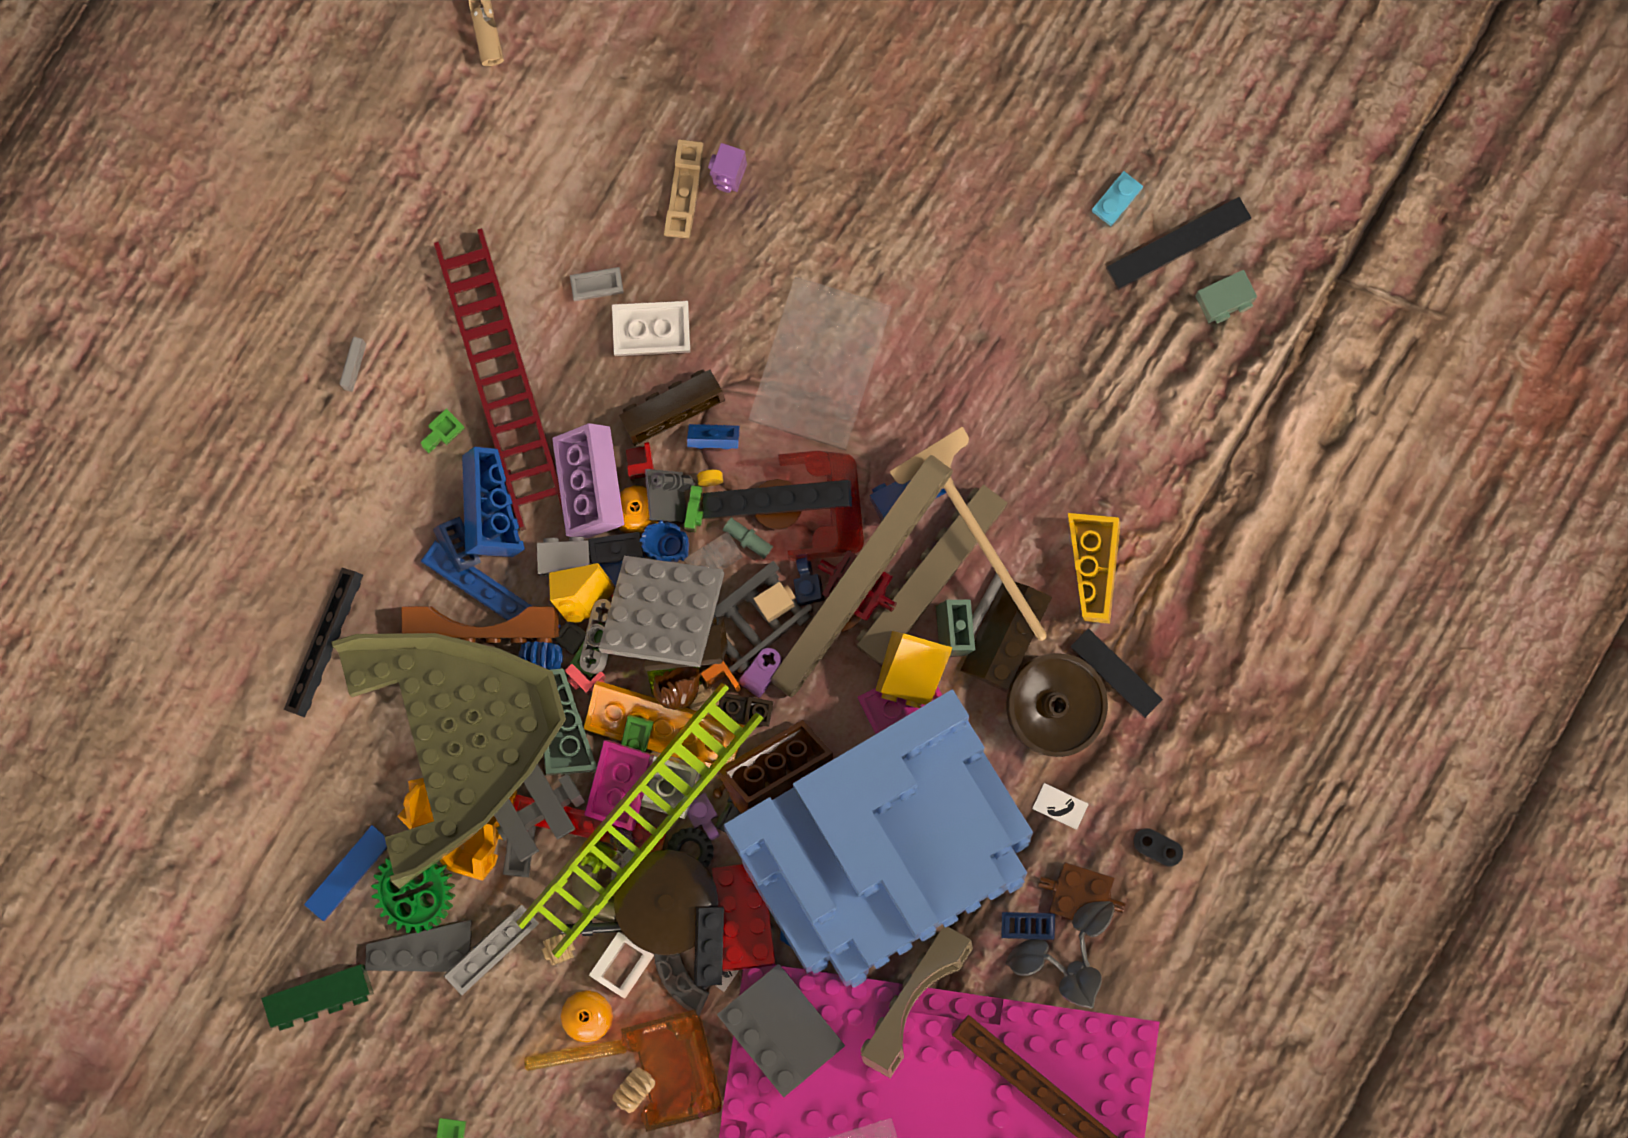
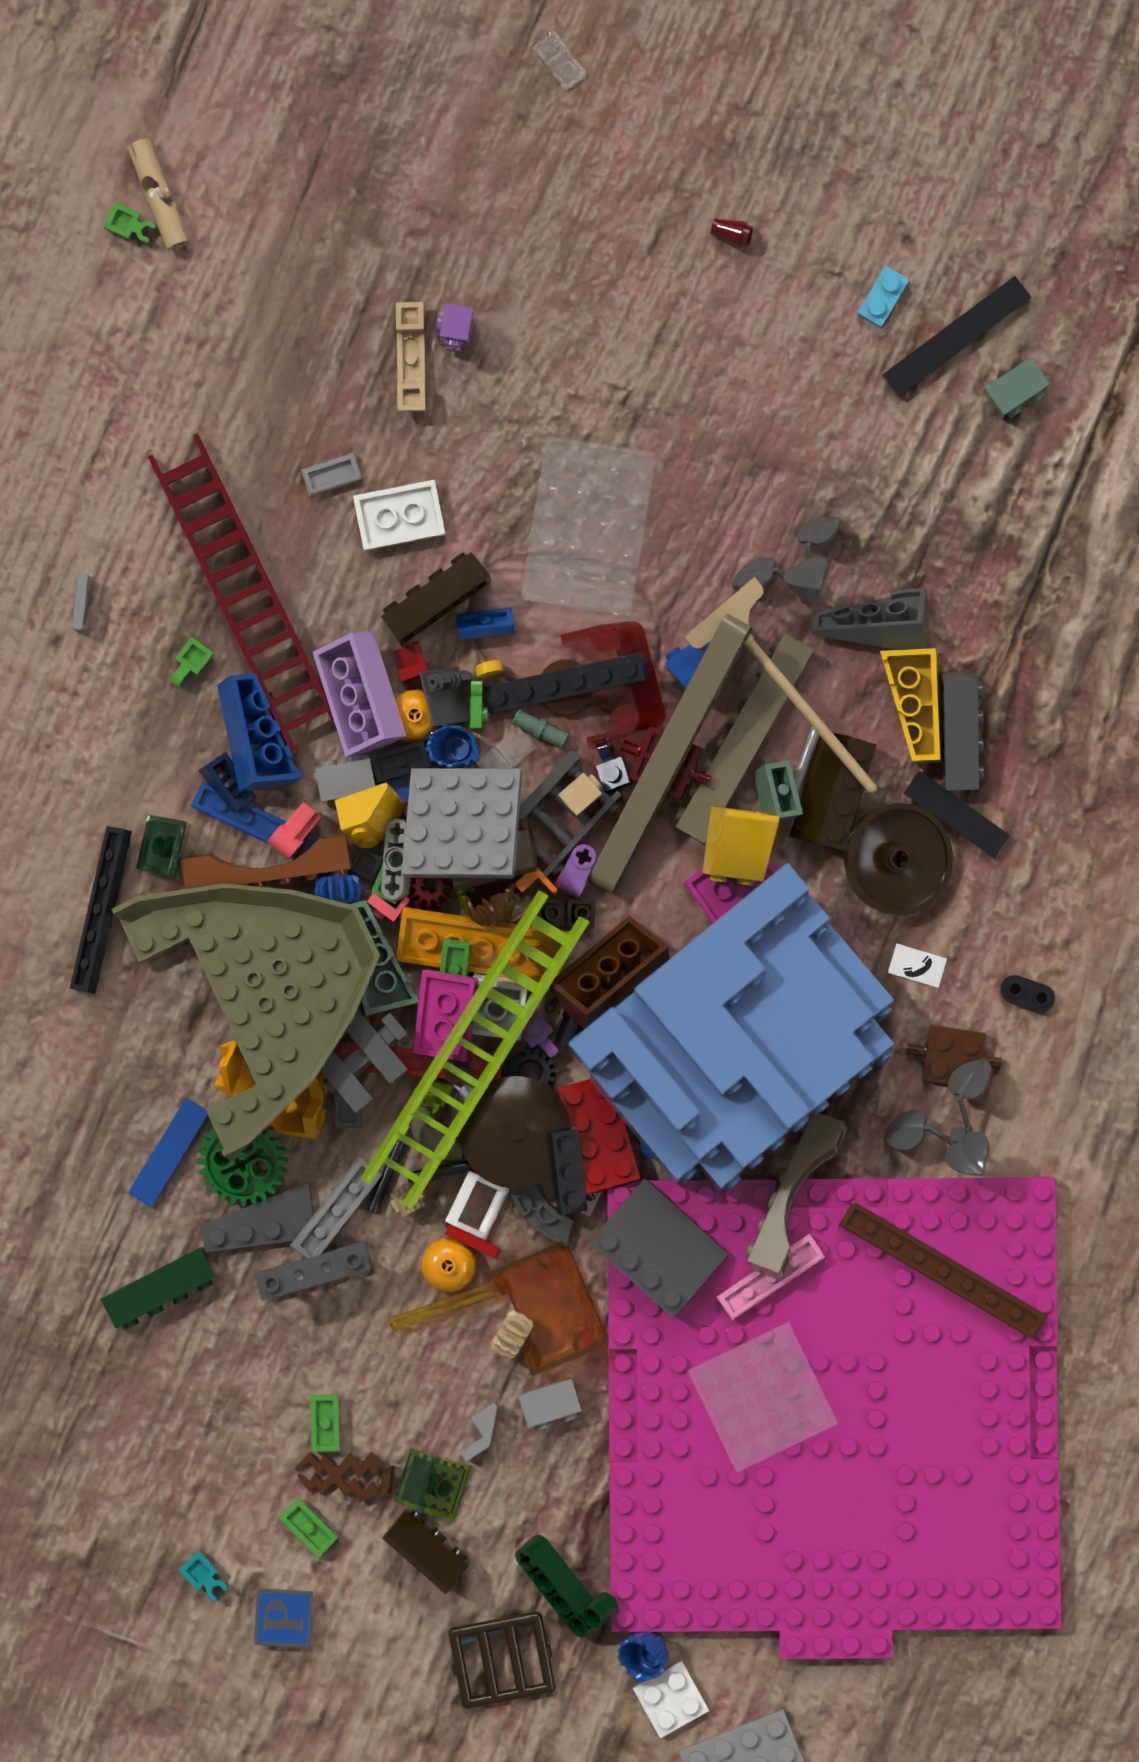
camera: 15 degrees left, 5 degrees up
(390, 593) = (163, 846): none -> clear green slope
(450, 35) = (125, 222): none -> bright green plate
(460, 1001) = (313, 1270): none -> dark grey fence
(504, 601) = (290, 836): none -> coral piece
(542, 926) = (385, 1179): none -> black bar
(612, 997) = (472, 1240): none -> red tile
(620, 674) = (426, 896): none -> dark red gear
(868, 1080) = (759, 1286): none -> bright pink tile
(990, 121) = (732, 231): none -> dark red cone
(1010, 433) = (805, 577): none -> dark grey plant
(1050, 925) = (925, 1094): dark blue slope -> none
(1079, 490) = (888, 623): none -> dark grey wedge
(1131, 597) = (960, 730): none -> dark grey wedge

